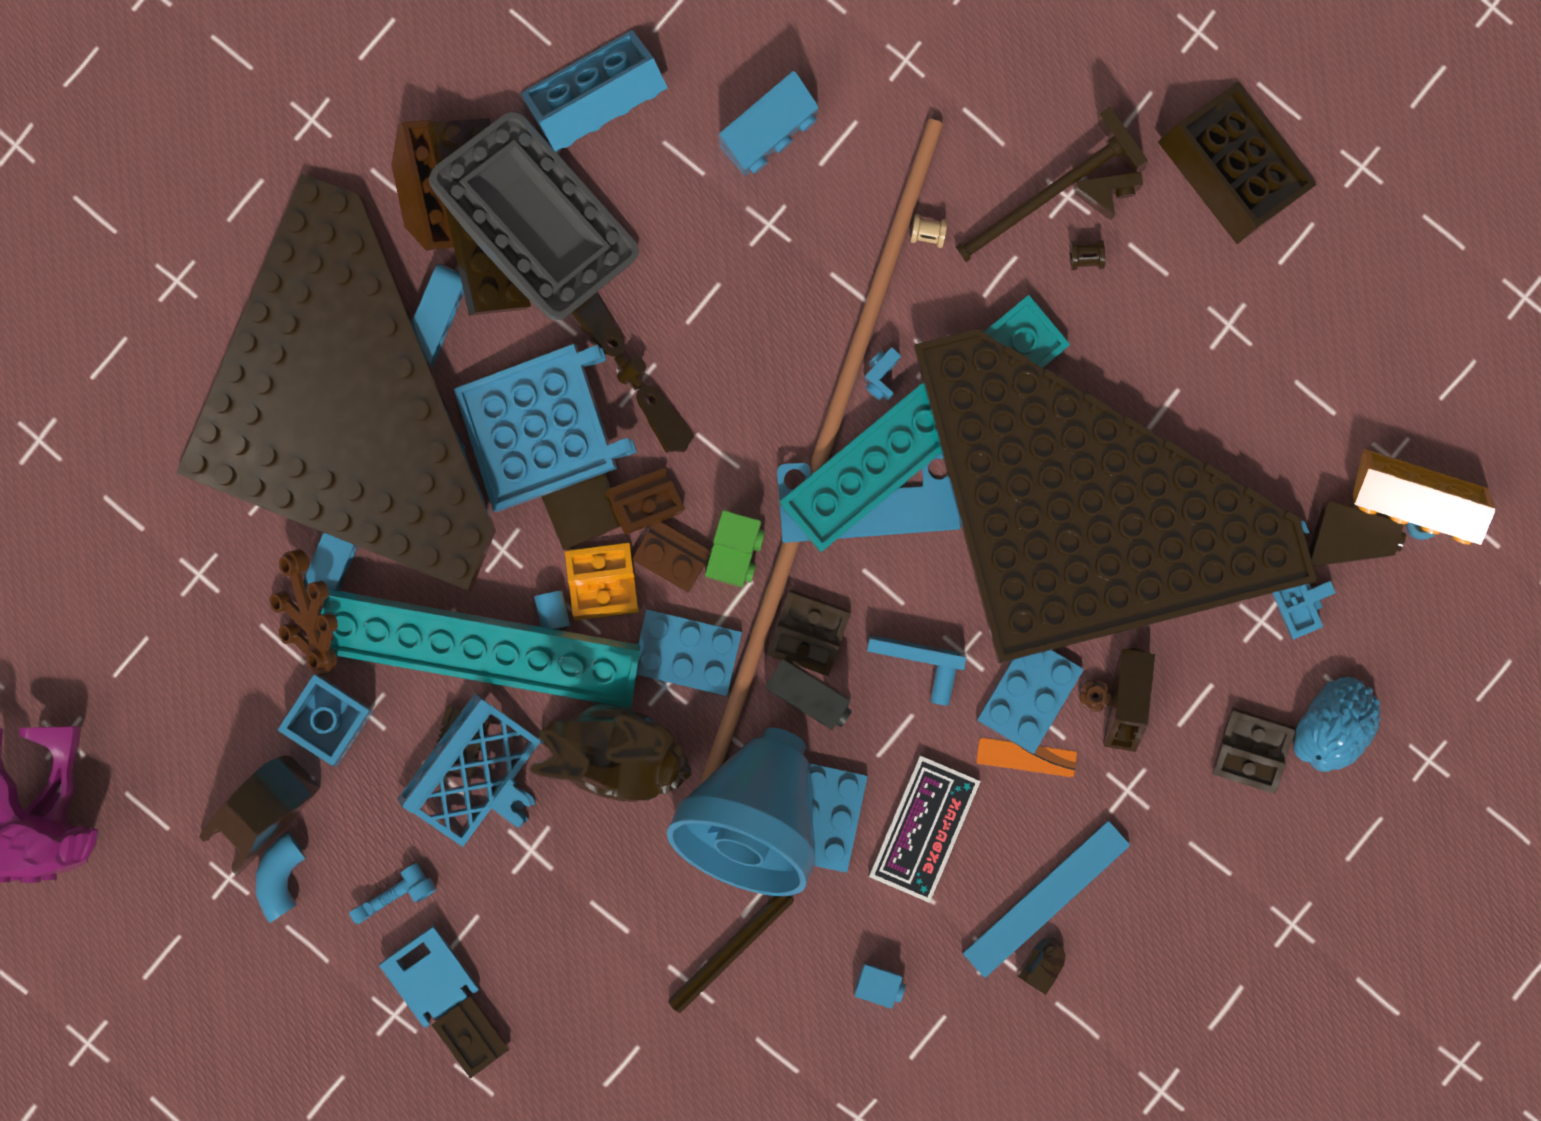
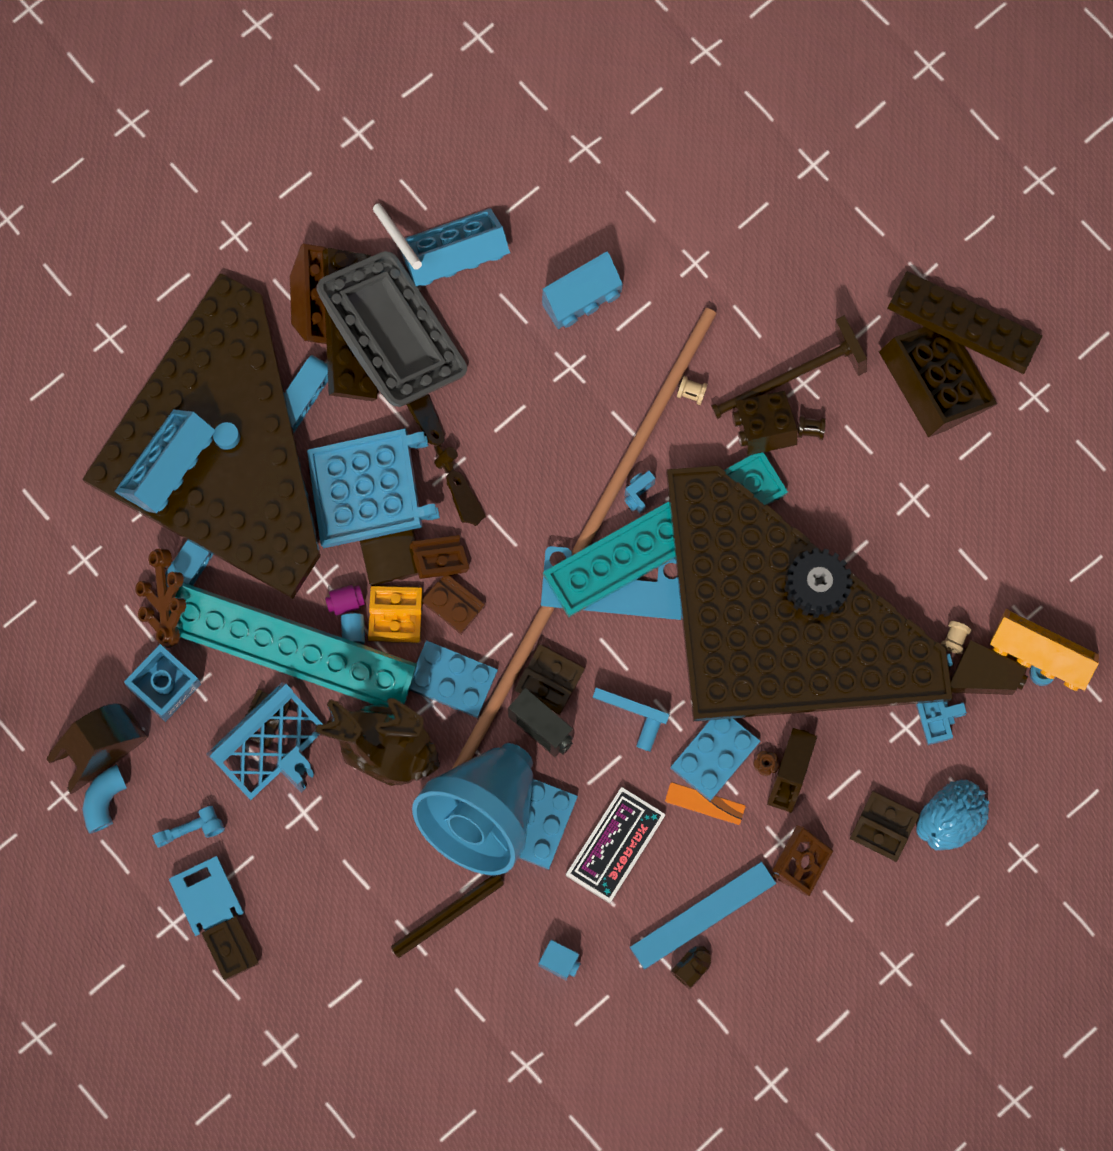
camera: 10 degrees right, 10 degrees down
(277, 437) = (166, 460): none -> dark azure slope
(348, 392) = (226, 436): none -> dark azure tile
(520, 91) = (397, 236): none -> white bar
(535, 574) = (344, 599): none -> magenta brick
(733, 549) = (504, 598): bright green brick -> none
(1028, 260) = (765, 423): none -> dark brown brick
(1099, 191) = (828, 380): dark brown slope -> none
(1120, 477) = (810, 592): none -> black wheel
(1175, 818) = (815, 865): none -> reddish brown piece
(1262, 85) = (965, 322): none -> dark brown plate
(1308, 497) = (956, 637): none -> tan bush

